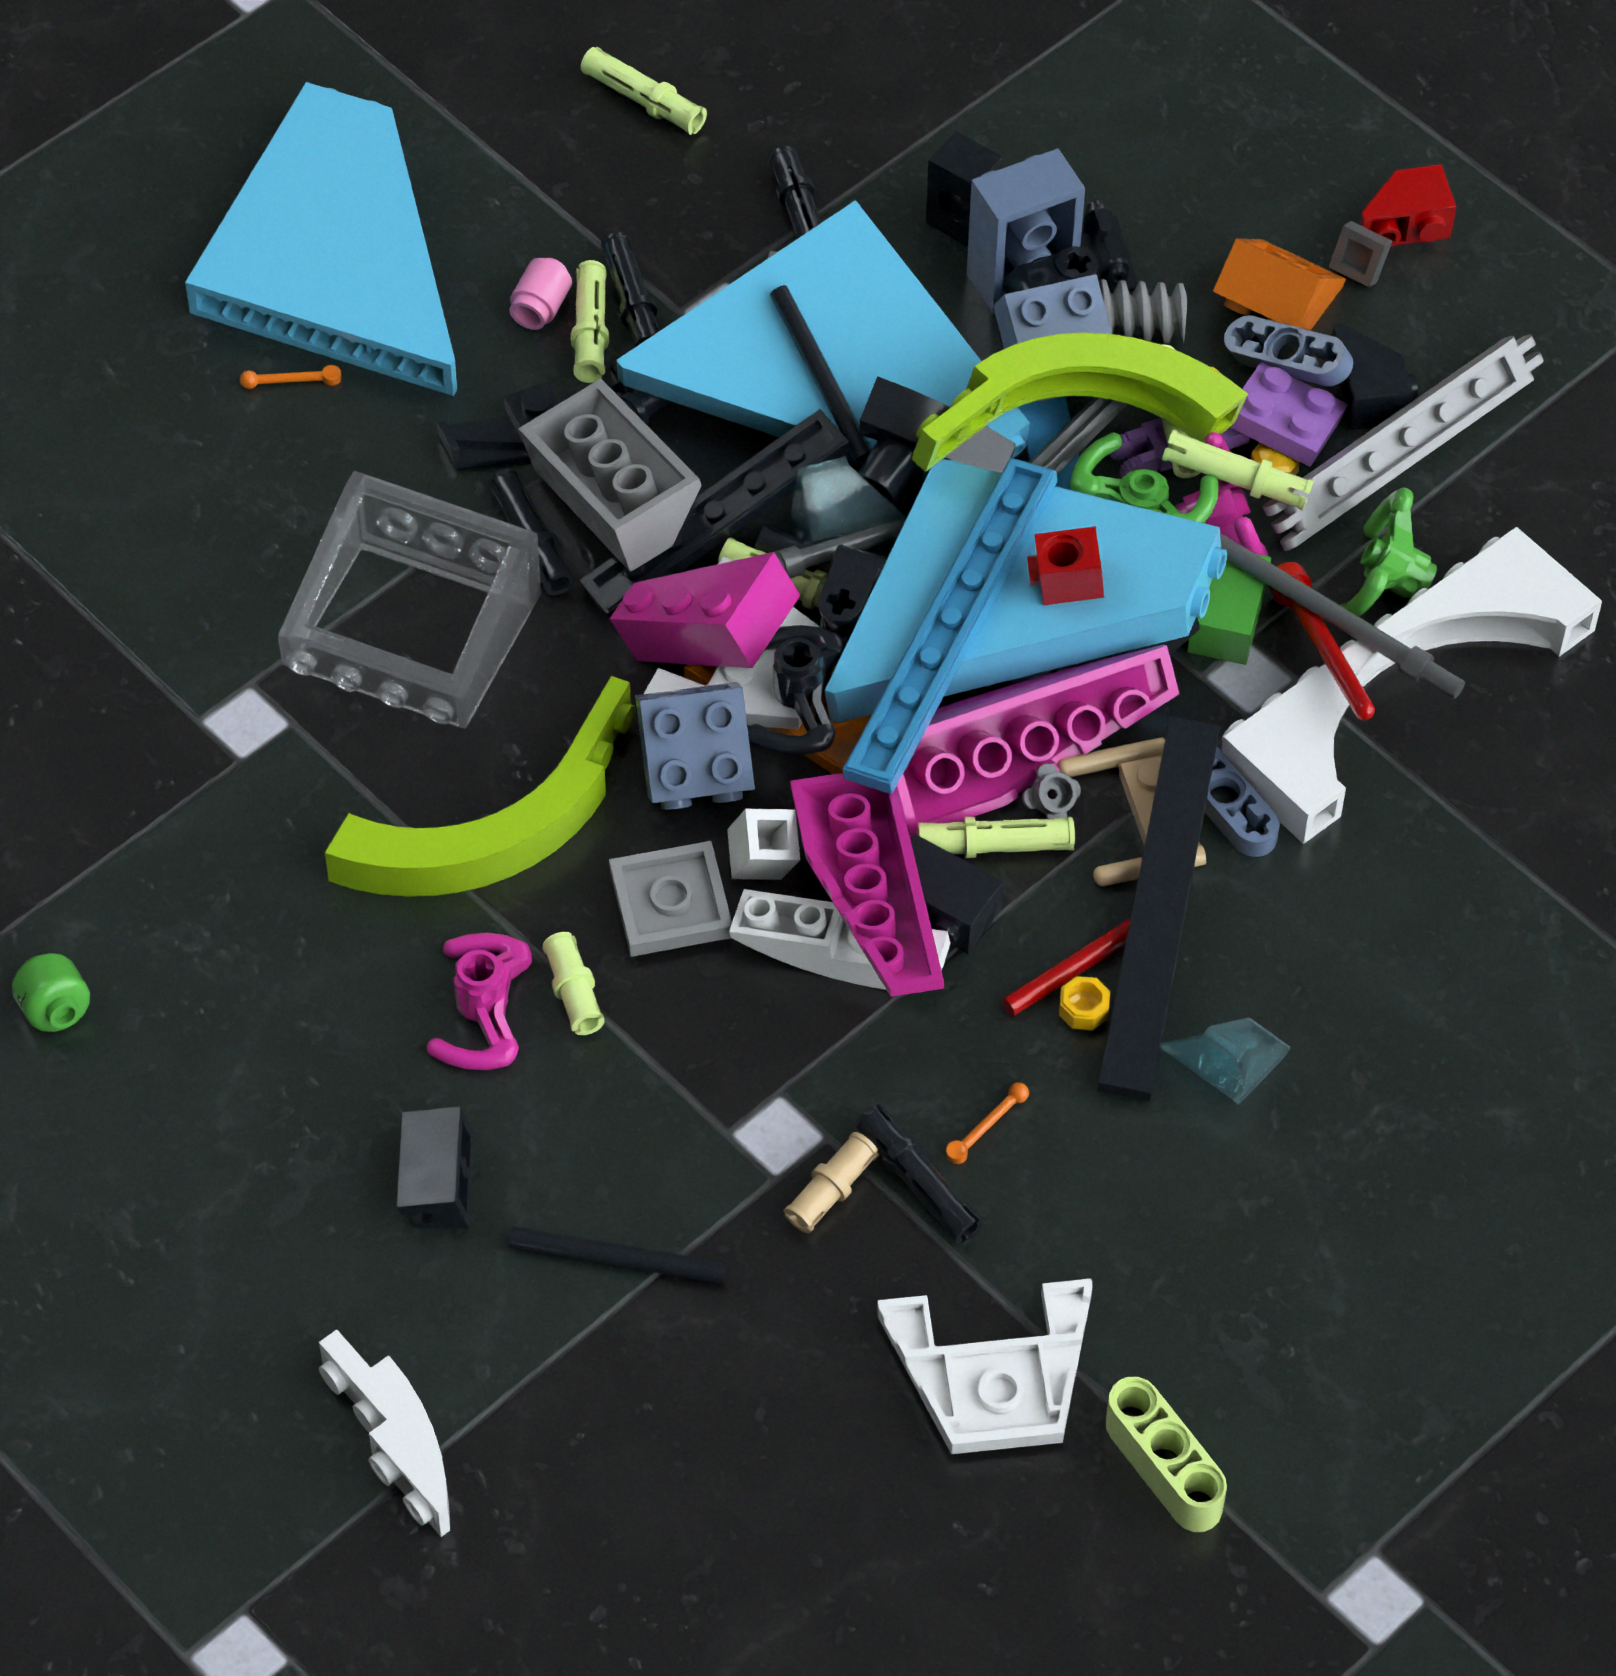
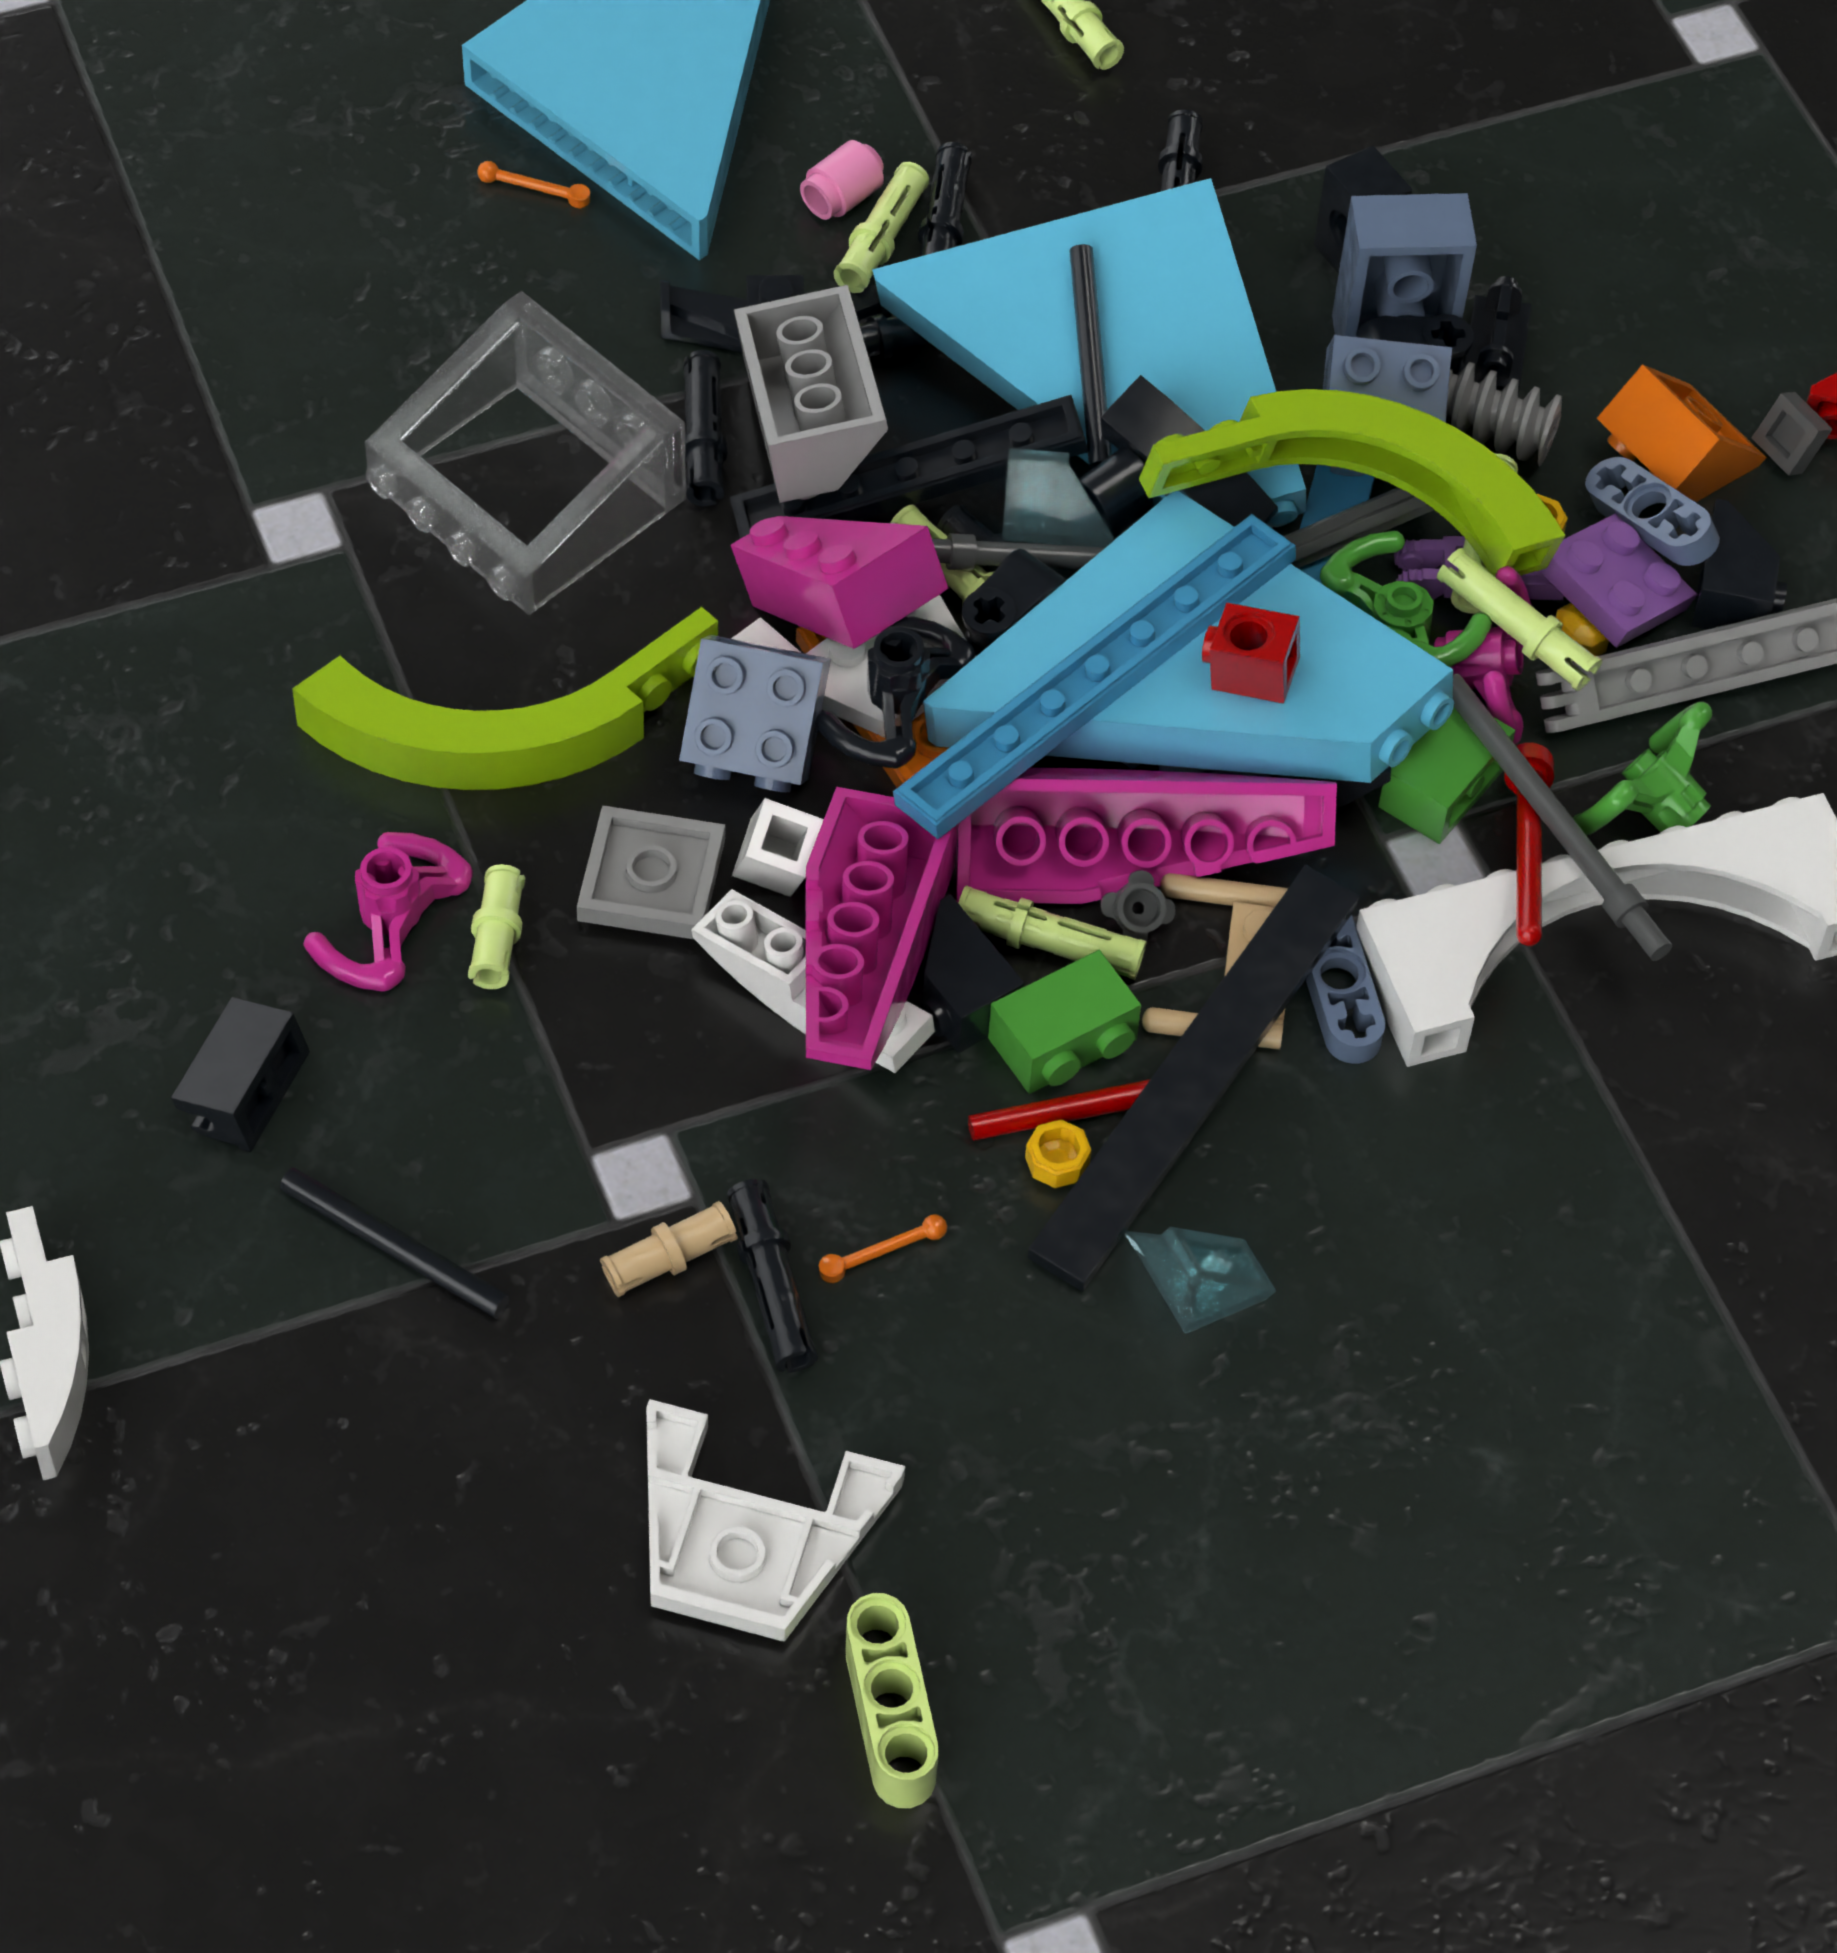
camera: 20 degrees right, 0 degrees up
(1042, 901) = (1064, 1022): none -> bright green brick

